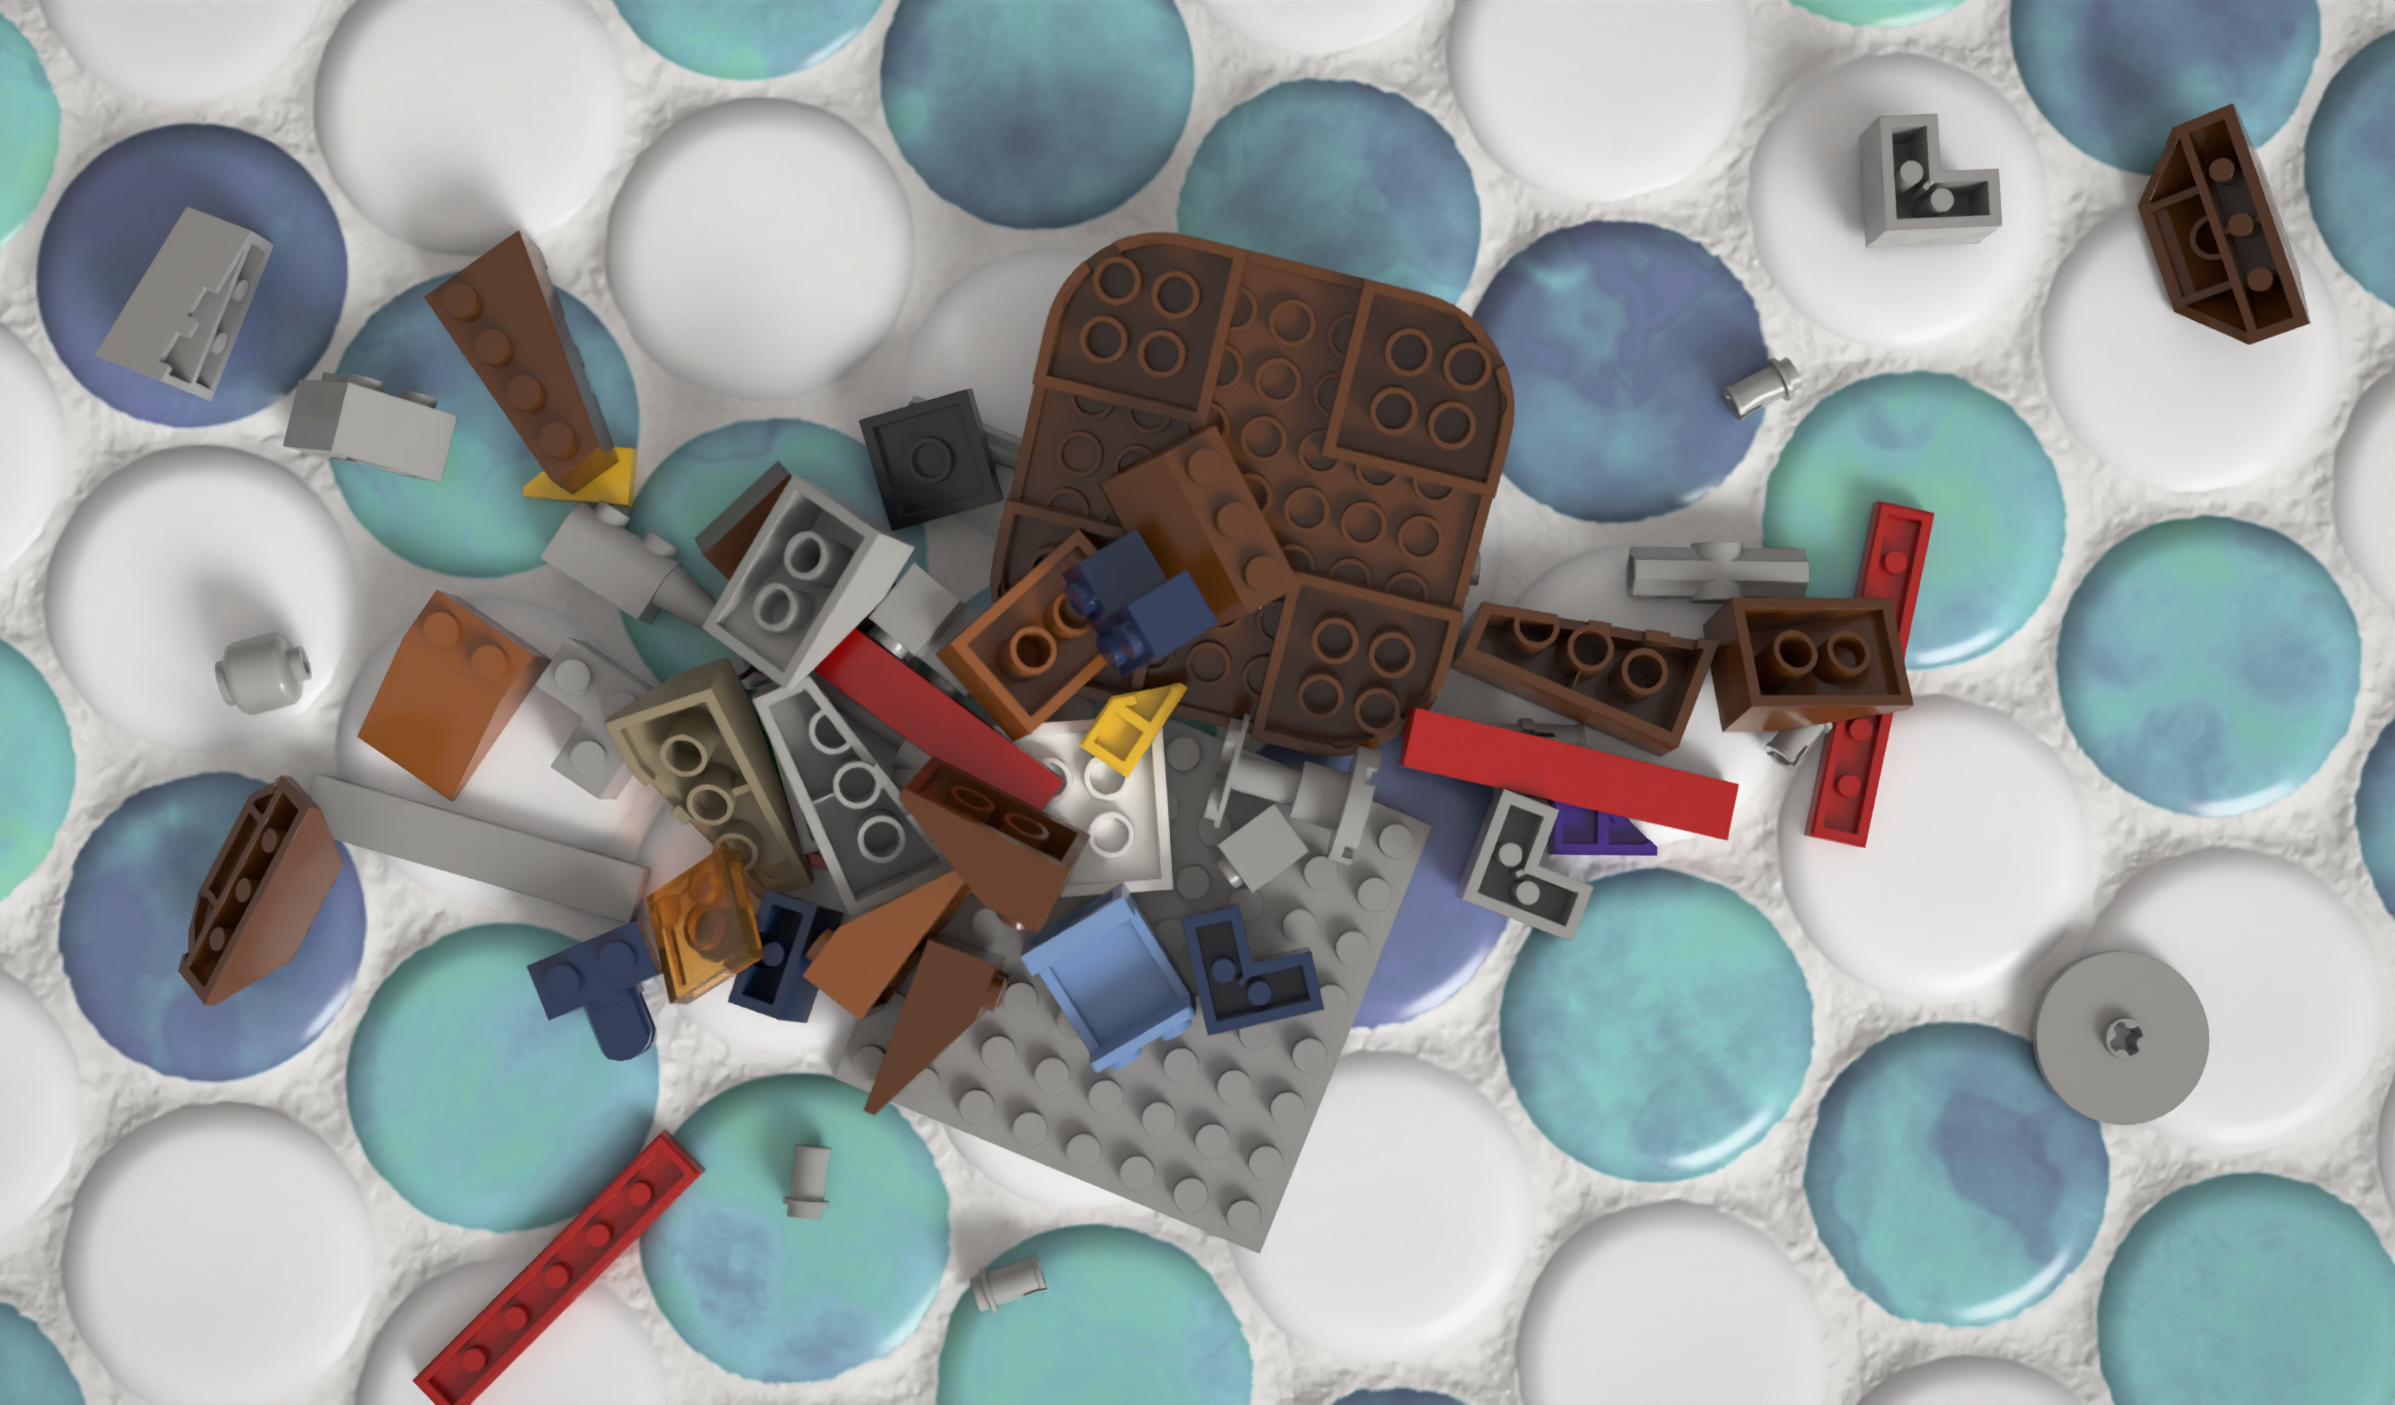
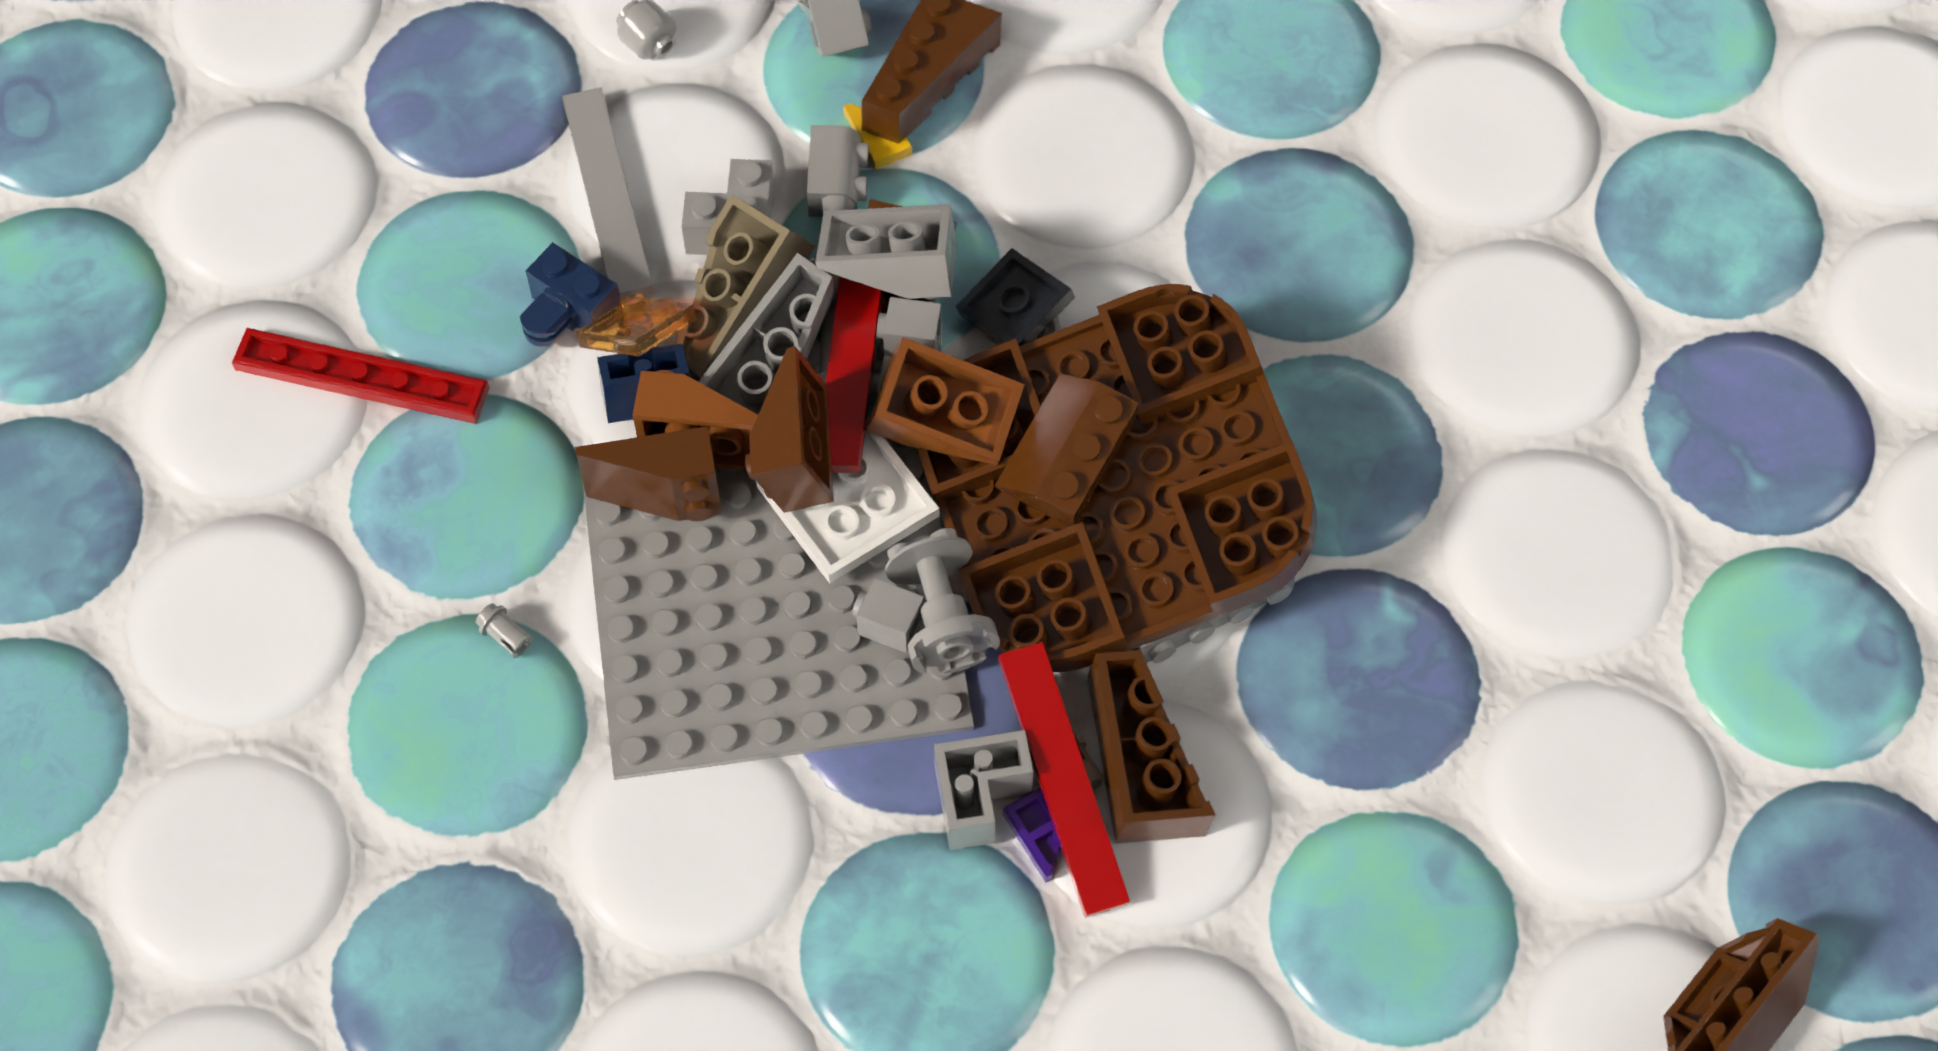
camera: 60 degrees right, 25 degrees down
(260, 892) = (511, 95): reddish brown wedge -> none
(450, 693) = (696, 128): dark orange slope -> none
(808, 1182) = (503, 479): light grey pin -> none
(1111, 978) = (748, 567): medium blue panel -> none
(1130, 725) = (920, 491): yellow tile -> none
(1134, 605) = (995, 429): dark blue brick -> none
(1240, 989) = (791, 642): dark blue brick -> none
(1716, 572) = (1265, 806): light grey piece -> none
(1762, 388) = (1410, 767): light grey pin -> none
(1791, 744) = (1193, 922): light grey pin -> none
(1805, 662) = (1241, 885): reddish brown slope -> none
(1857, 747) = (1264, 952): red tile -> none
(1909, 195) = (1605, 781): light grey brick -> none

